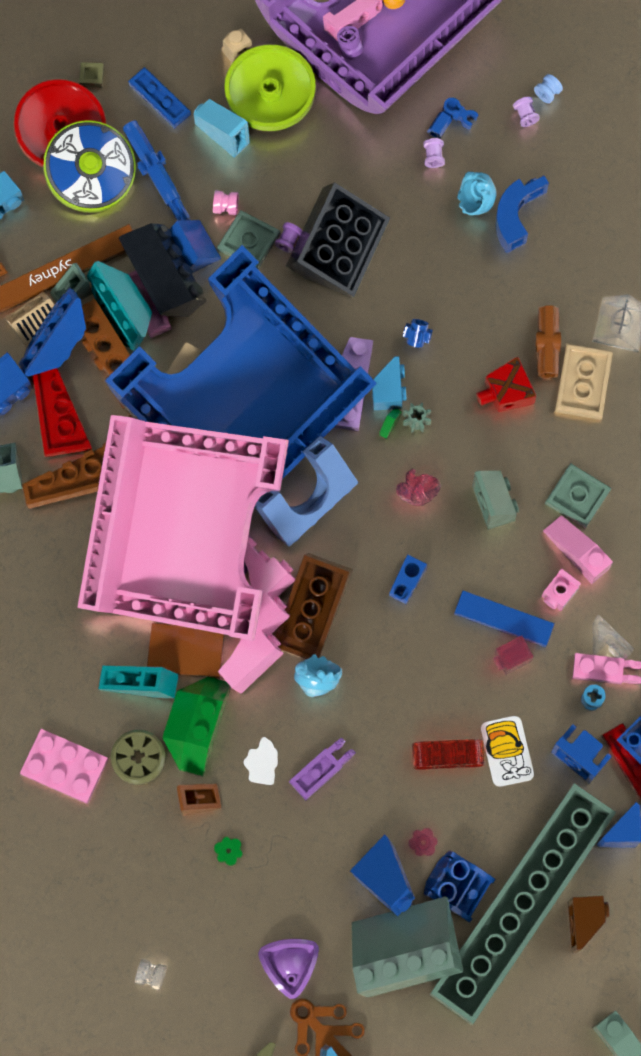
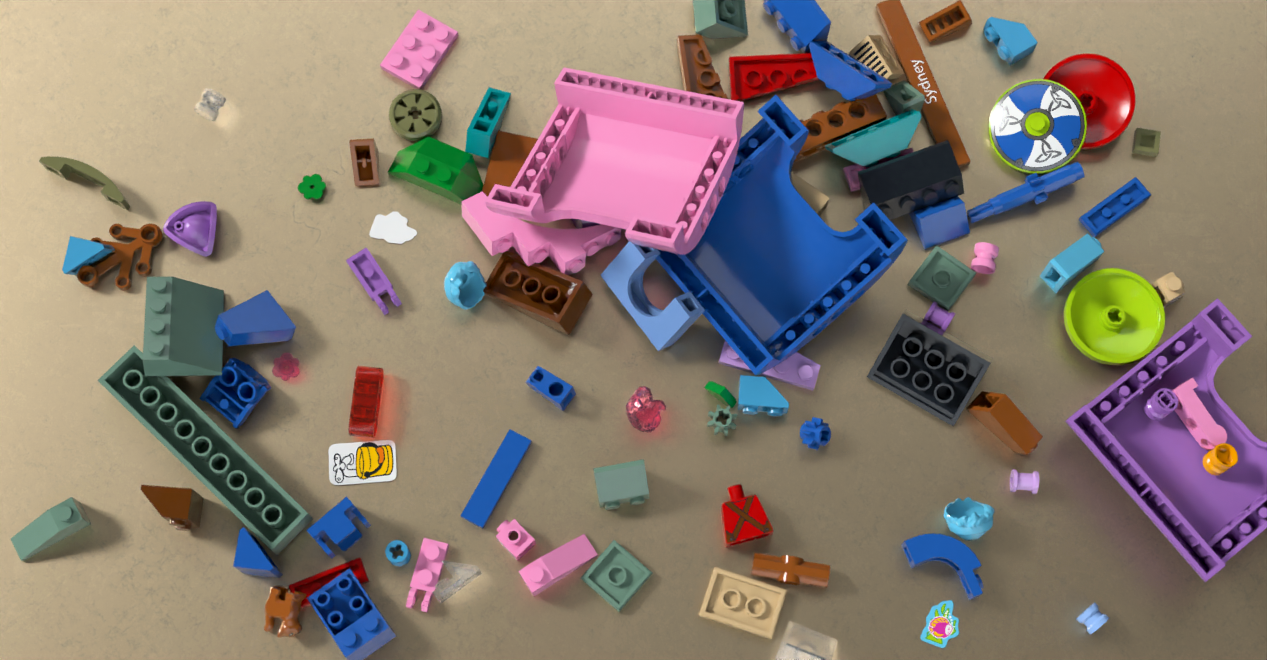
camera: 95 degrees right, 0 degrees up
(382, 171) = (1005, 421): none -> dark orange slope
(451, 110) = (1075, 509): blue bar -> none
(513, 655) = (454, 479): clear pink brick -> none
(526, 111) = (1066, 589): lavender bush -> none
(573, 214) = (940, 625): none -> sticker

